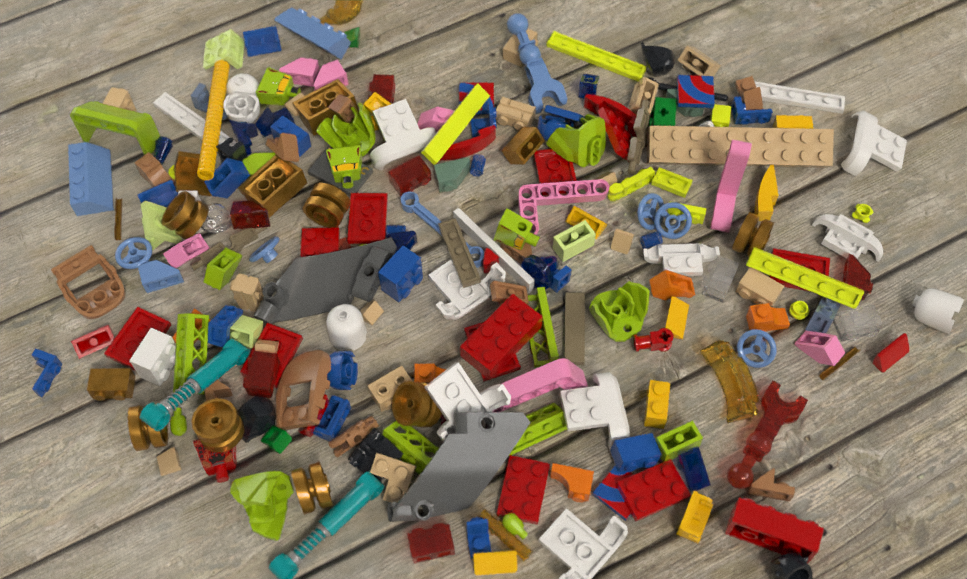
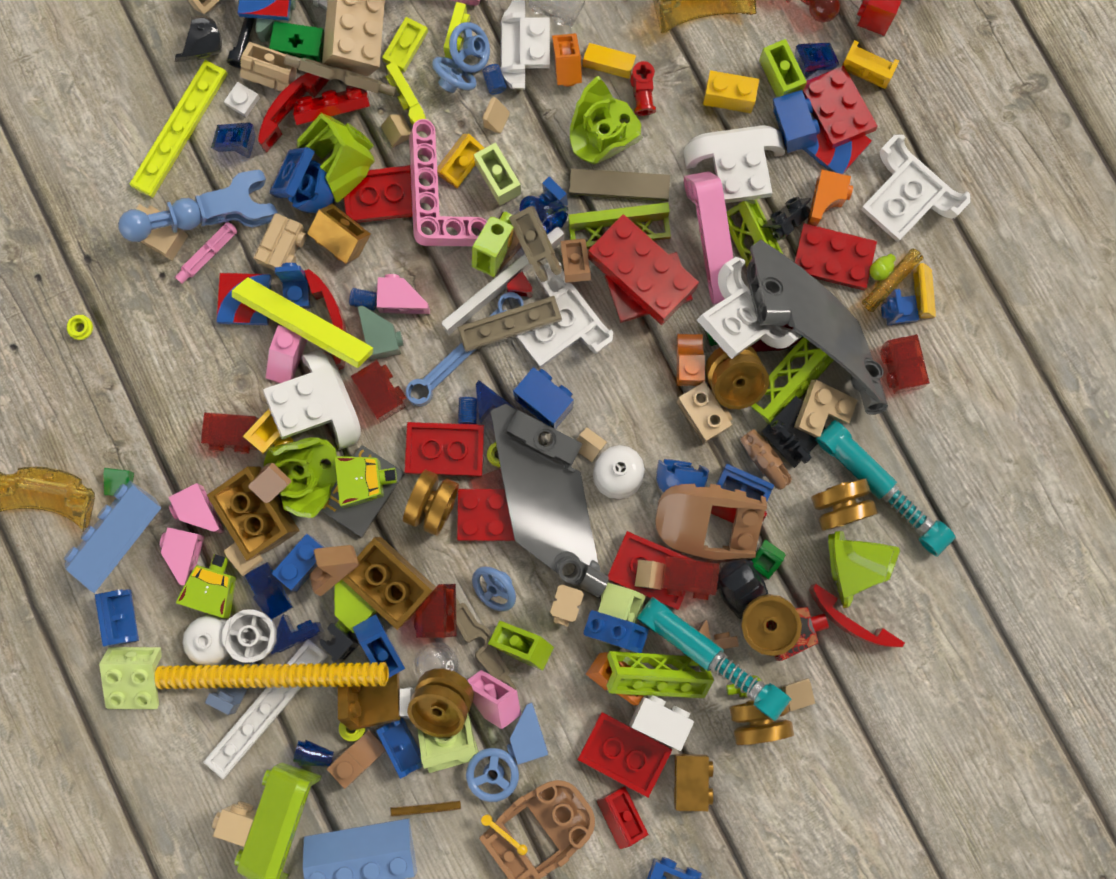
camera: 90 degrees left, 20 degrees up
(102, 248) = (487, 820): none -> yellow hinge
(215, 500) = (826, 601): none -> red slope
(454, 11) = (73, 324): none -> neon yellow plate
(479, 185) = (399, 297): none -> bright pink slope
(508, 75) = (206, 252): none -> bright pink piece
(514, 256) = (535, 242): none -> dark tan hinge
(549, 442) = (794, 211): none -> black hinge
(620, 89) = (241, 99): none -> white plate

